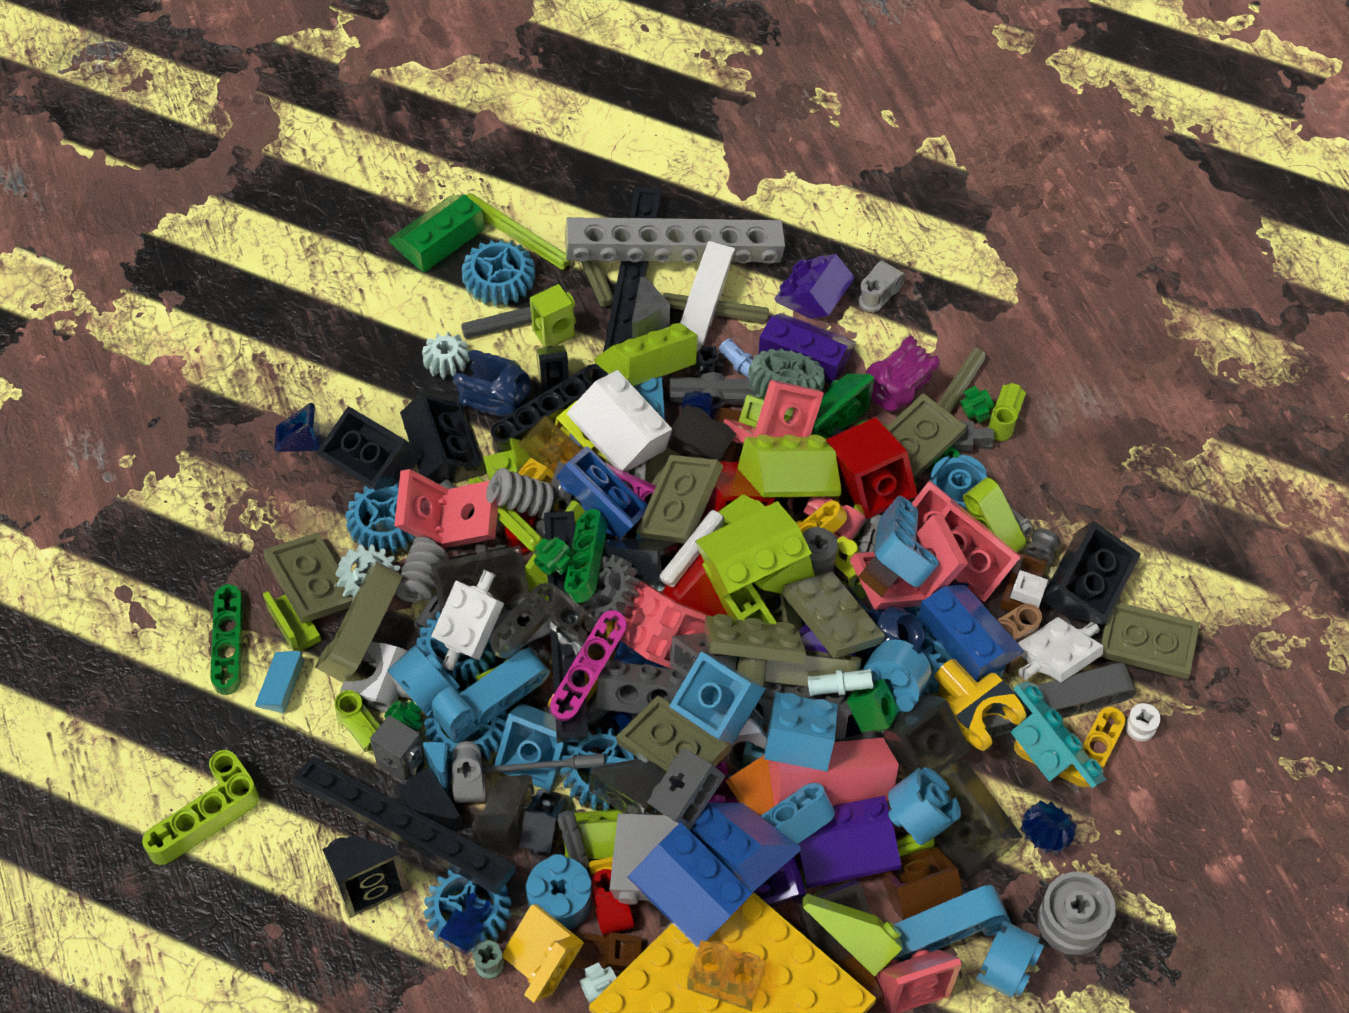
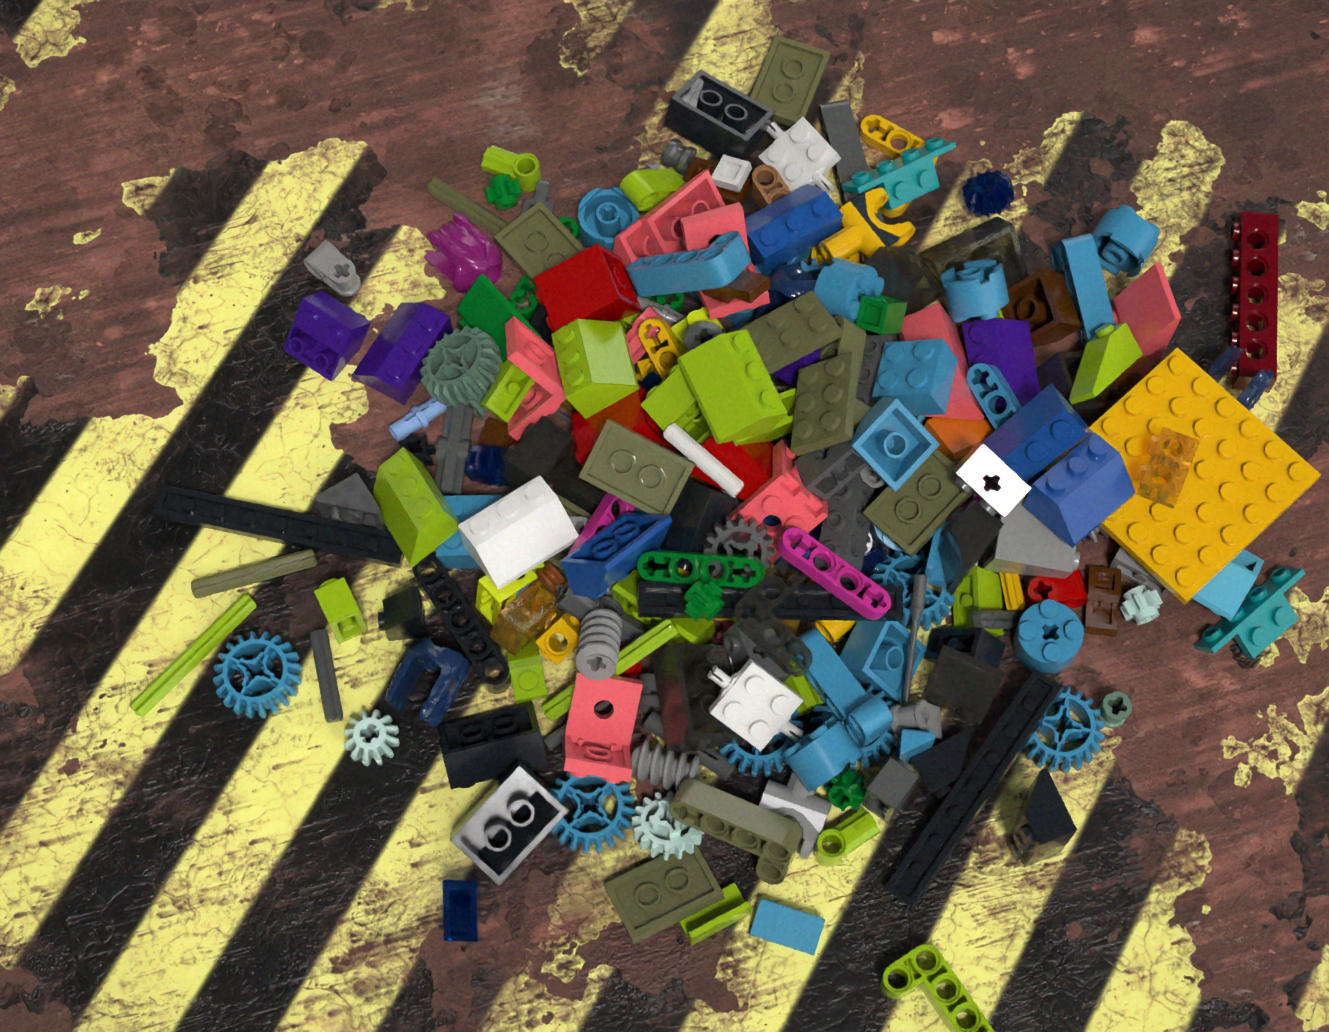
camera: 85 degrees left, 10 degrees up
(227, 639) = (730, 983): green beam -> none
(439, 231) = (179, 746): green slope -> none
(464, 928) = (1094, 725): clear blue plate -> none
(541, 952) = (1113, 652): yellow bracket -> none
(671, 239) = (246, 573): light grey brick -> none
(707, 289) = (325, 443): white slope -> none
(724, 308) = (337, 440): olive axle -> none
(840, 682) = (866, 334): light aqua pin -> none
(1076, 913) = (1073, 183): light grey wheel -> none
(1139, 729) = (870, 101): white wheel -> none

